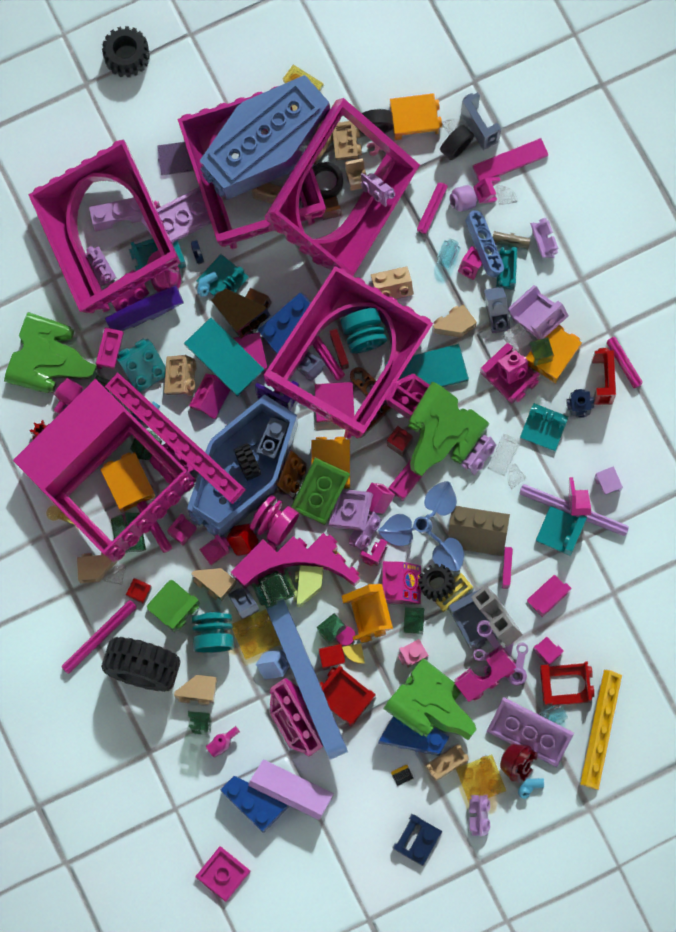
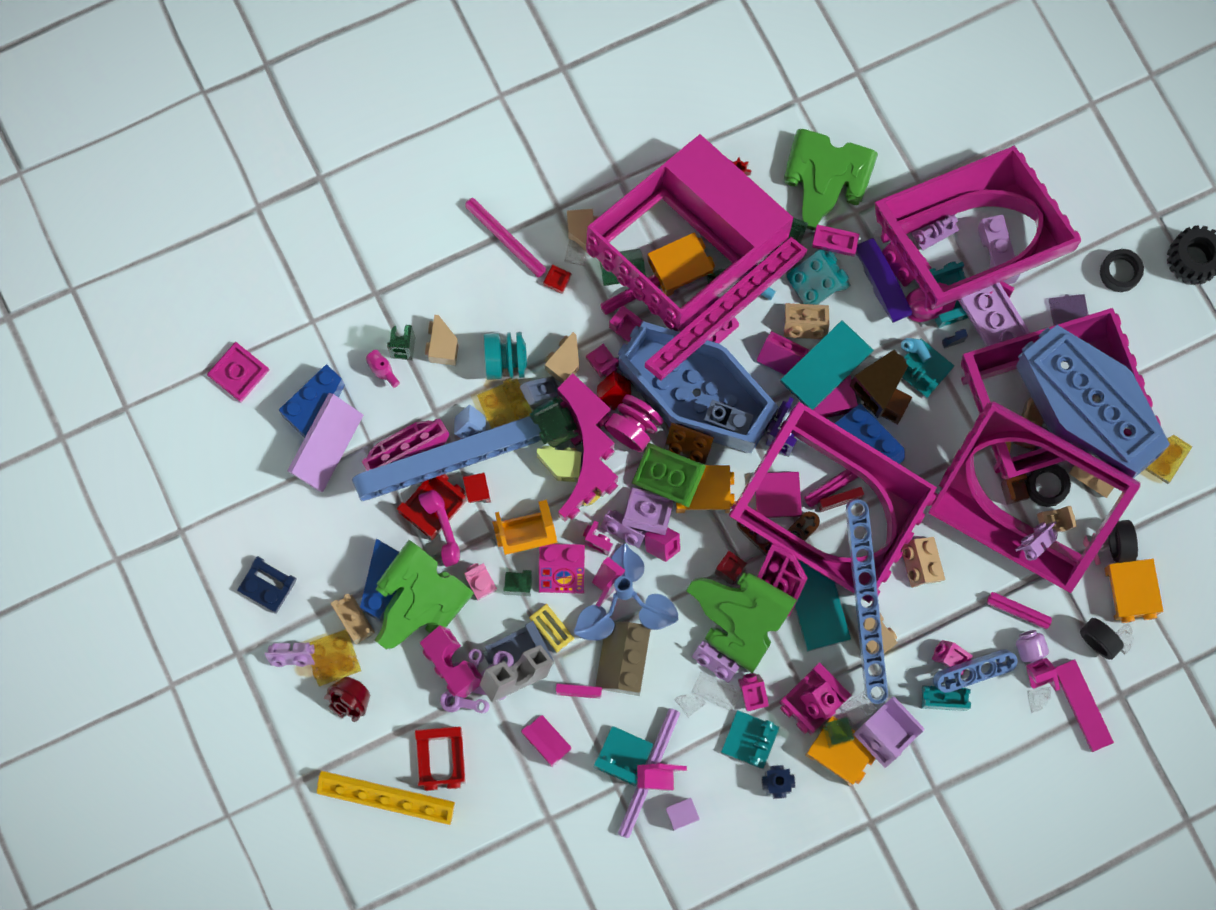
camera: 85 degrees right, 0 degrees up
(66, 393) = (785, 197): dark pink piece -> none
(137, 127) = (1130, 257): none -> black tyre
(141, 664) = (466, 274): black tyre -> none
(173, 605) = (538, 315): bright green bracket -> none
(247, 462) = (700, 390): black tyre -> none
(311, 366) = (819, 466): sand blue slope -> none
(331, 628) = (509, 488): clear green panel -> none
(345, 141) = (1094, 507): tan bracket -> none
(345, 637) = (503, 505): dark pink tile -> none
(345, 692) = (432, 503): none -> dark pink piece
(354, 653) = (481, 516): light yellow tile -> none
(363, 330) = (877, 523): teal wheel -> none
(402, 775) = (341, 569): black sticker -> none
(404, 482) = (680, 574): dark pink tile -> none
(412, 541) = (605, 578): none -> dark pink panel
(425, 327) = (871, 611): none -> medium blue beam
(432, 573) = (566, 598): black tyre -> none
(448, 253) = (962, 628): clear light blue brick -> none
(485, 136) = (1111, 677): sand blue panel -> none
(497, 309) = (900, 684): sand blue slope -> none
(504, 423) = (753, 692): none -> dark pink bracket
(511, 240) = (982, 704): dark tan pin -> none
(527, 728) = (384, 714): lavender tile -> none
(528, 785) = (323, 711): medium azure arm -> none
(546, 245) = (978, 744): lavender hinge -> none
(548, 651) = (480, 737): dark pink panel -> none
(555, 714) = (401, 741): clear light blue brick -> none
(605, 395) = (788, 817): red panel -> none
(624, 362) = (831, 838): dark pink axle -> none

